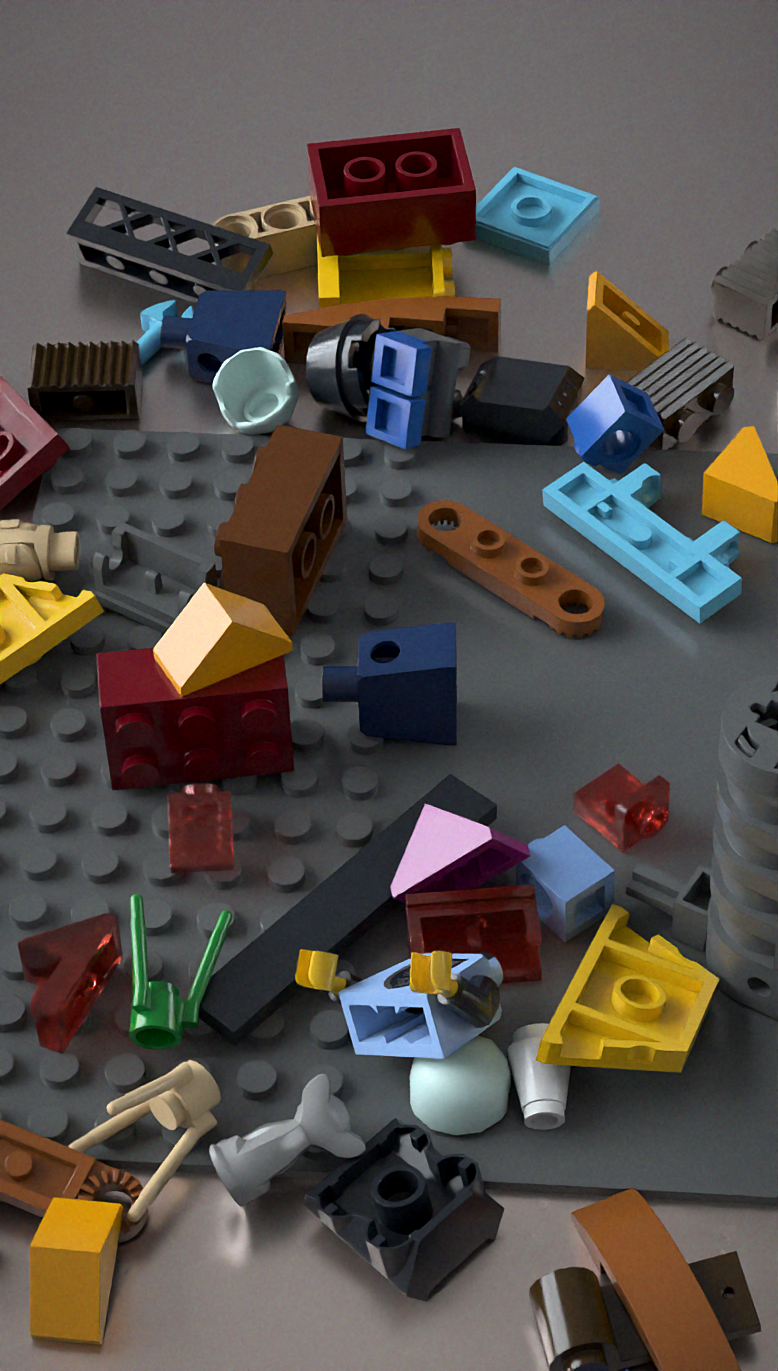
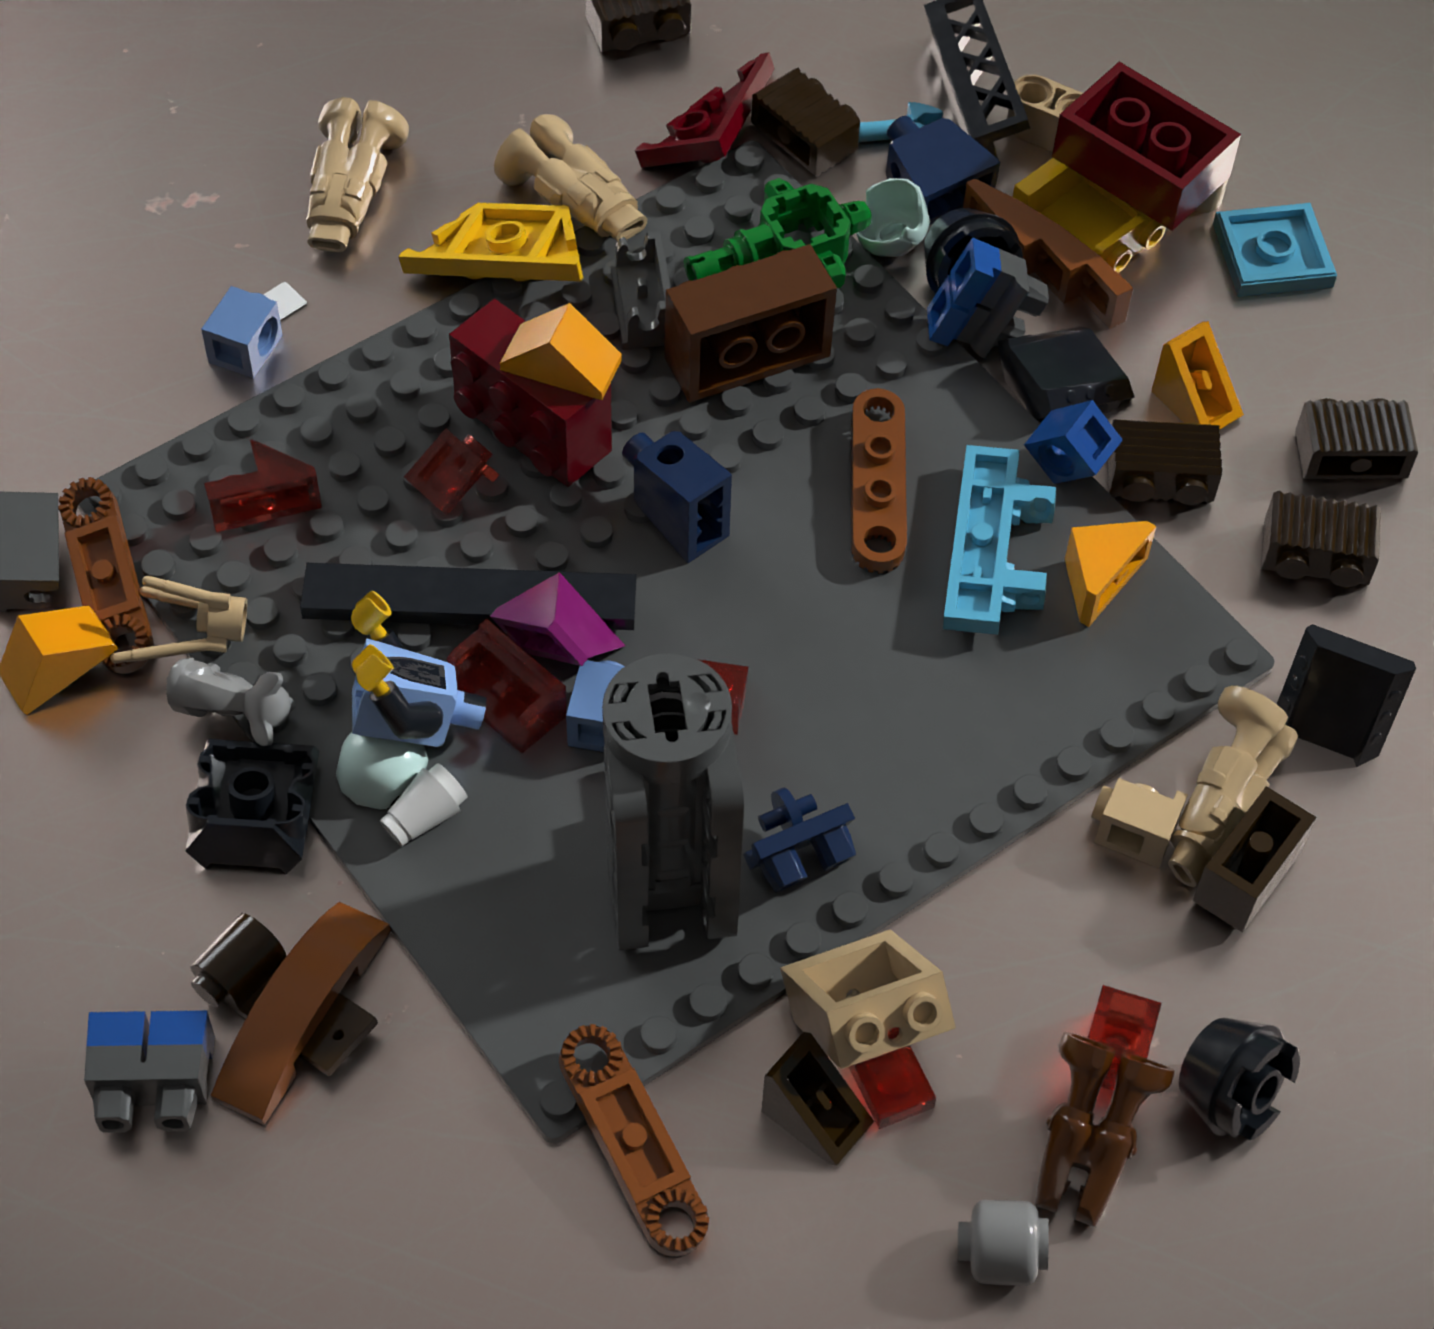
camera: 45 degrees right, 10 degrees up
(156, 1007) = (274, 554): green plant -> none
(195, 474) = (781, 214): none -> green piece
(629, 1004) = (518, 814): yellow wing -> none

